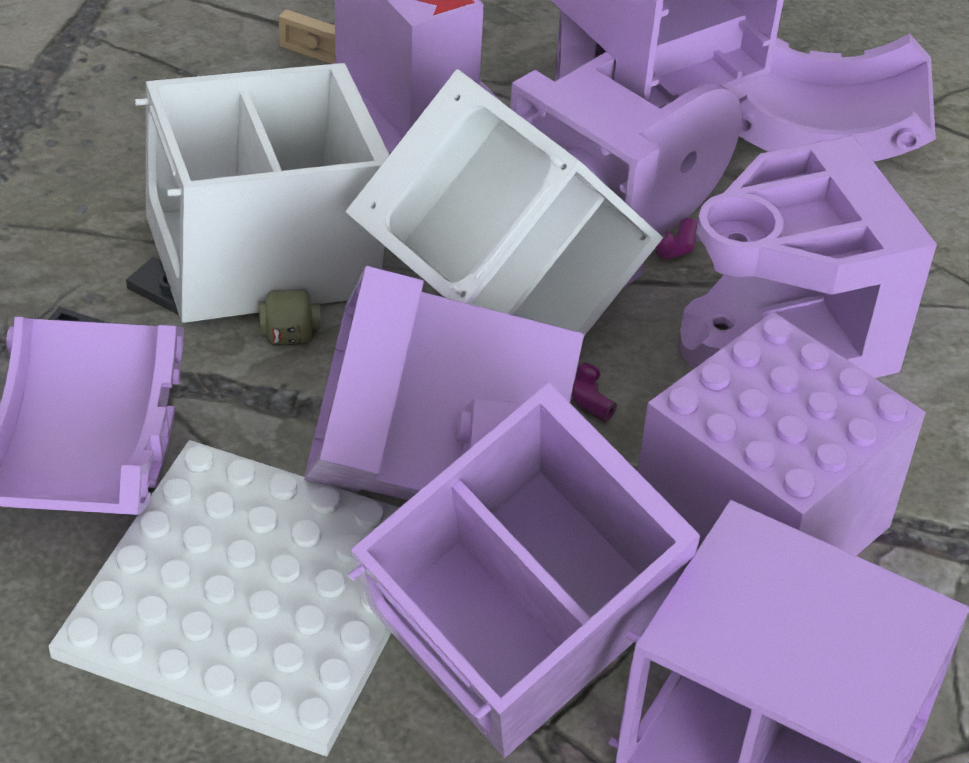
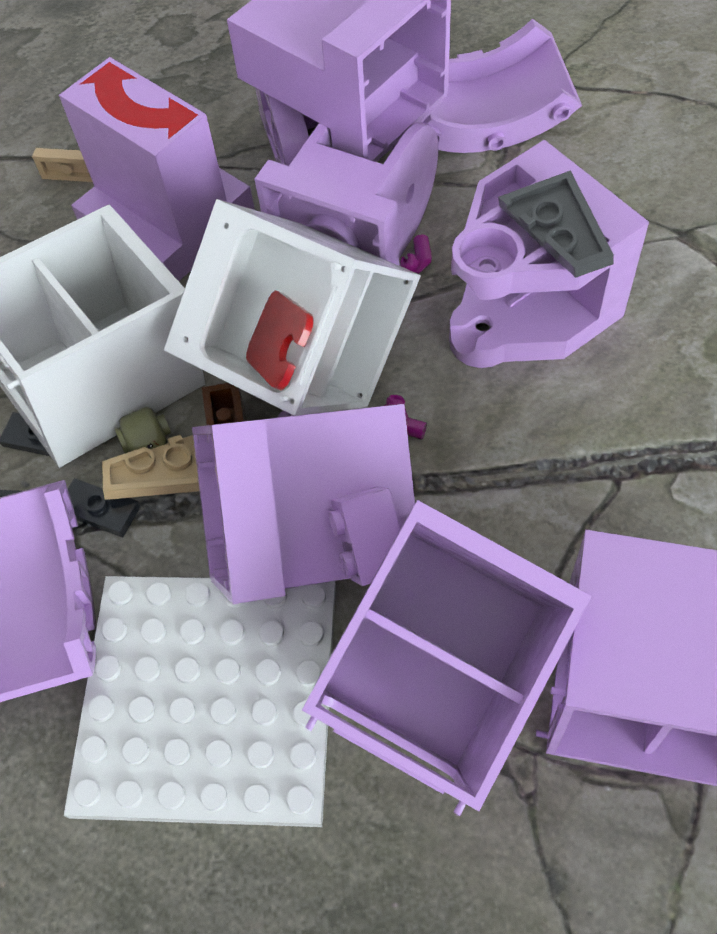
camera: 10 degrees left, 15 degrees up
(213, 377) = (92, 508): none -> black plate
(281, 355) = (152, 471): none -> tan wing
(486, 216) = (277, 327): none -> red piece
(784, 434) = (577, 444): lavender piece -> none
(831, 212) = (560, 222): none -> dark grey wing

